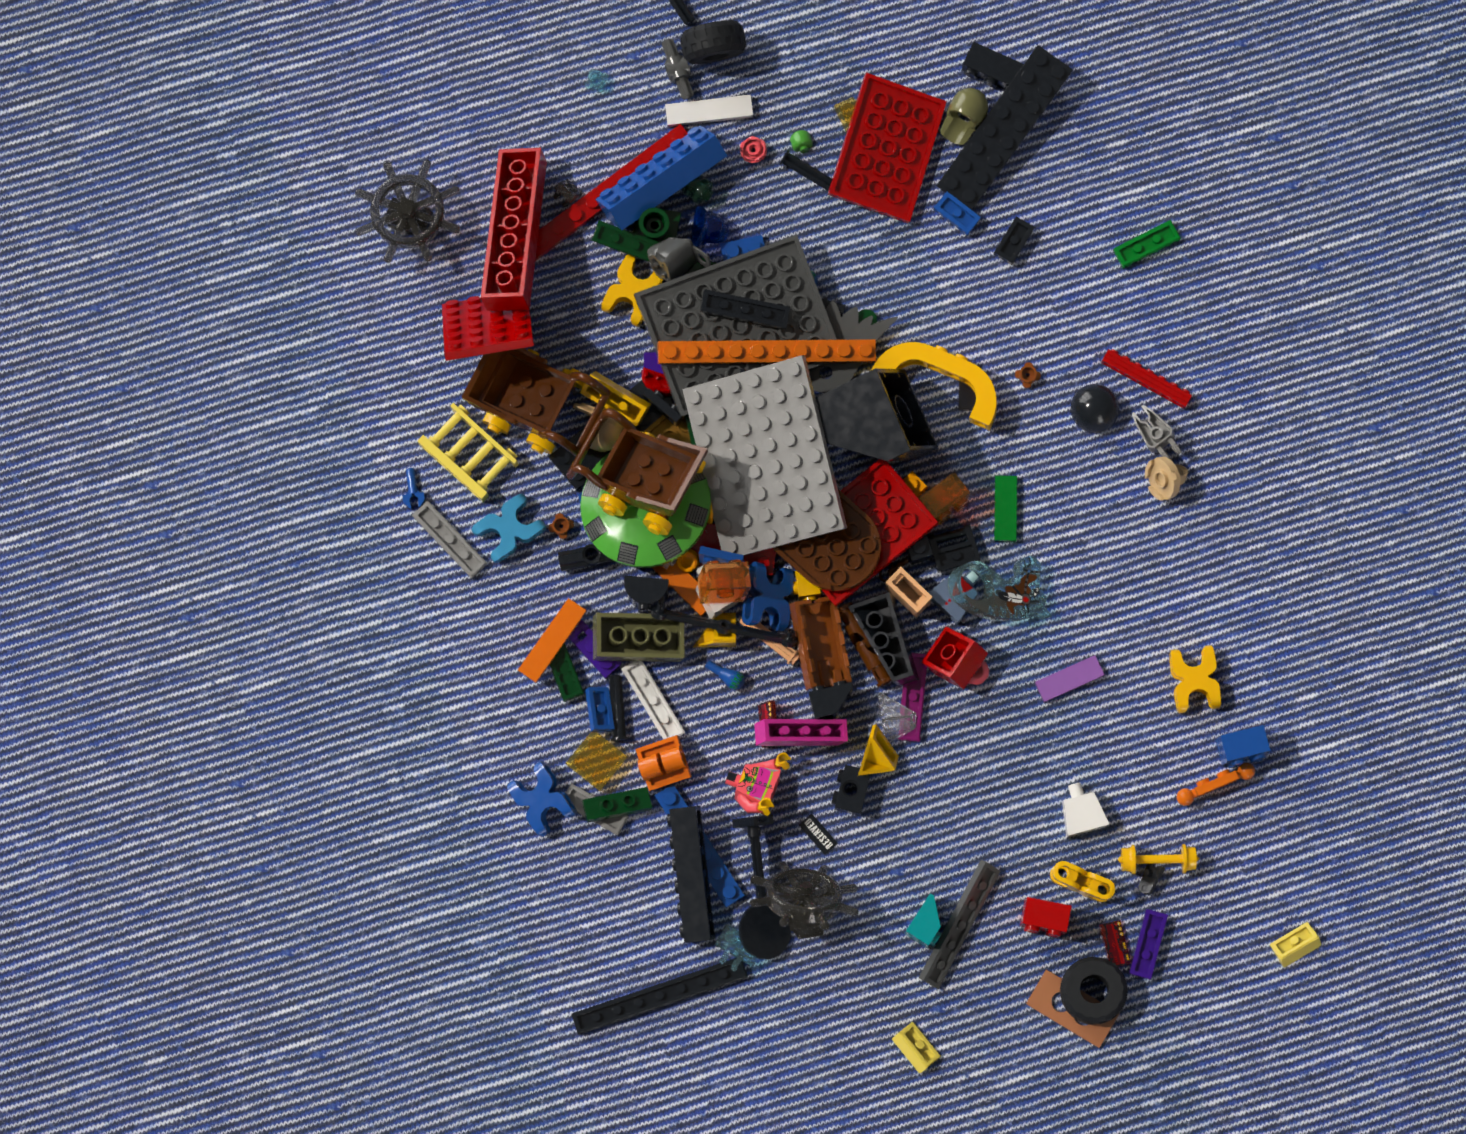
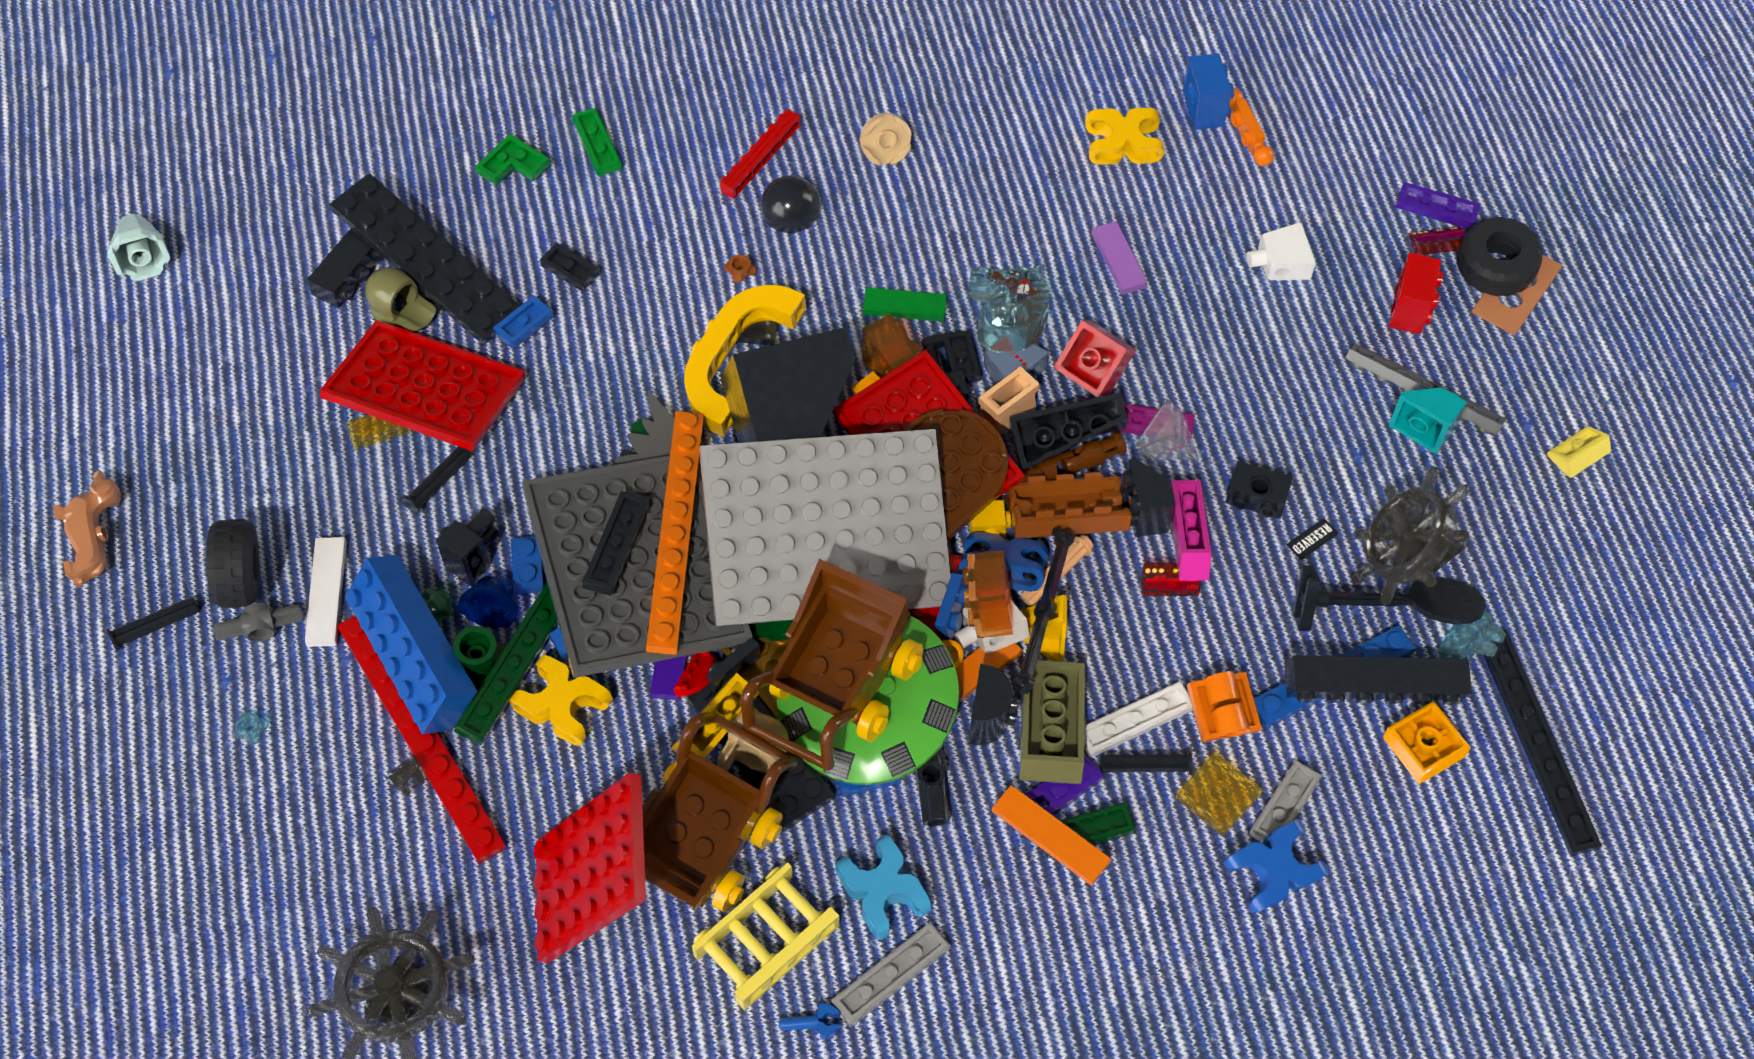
camera: 90 degrees left, 20 degrees down
(513, 229) = (451, 829): red brick -> none
(567, 525) = (881, 810): dark orange plate -> none
(599, 709) = (1149, 783): blue plate -> none
(616, 804) = (1282, 770): dark green plate -> none
(647, 895) = (1426, 725): none -> light orange brick
(675, 258) = (524, 631): dark grey piece -> none
(732, 678) = (1108, 618): blue piece -> none
(742, 203) = (464, 546): none -> black brick
(753, 143) = (387, 534): coral plate -> none
(758, 784) = (1257, 592): torso -> none
(801, 141) = (391, 488): bright green piece -> none
(878, 754) = (1214, 457): yellow slope -> none
(1082, 881) = (1371, 254): yellow piece -> none
(1121, 176) = (511, 155): none -> green plate
(1150, 878) = (1360, 197): black piece -> none
(1159, 435) = (827, 145): light grey hinge -> none
(1187, 858) = (1339, 209): yellow piece -> none
(1295, 944) = (1427, 76): light yellow slope -> none

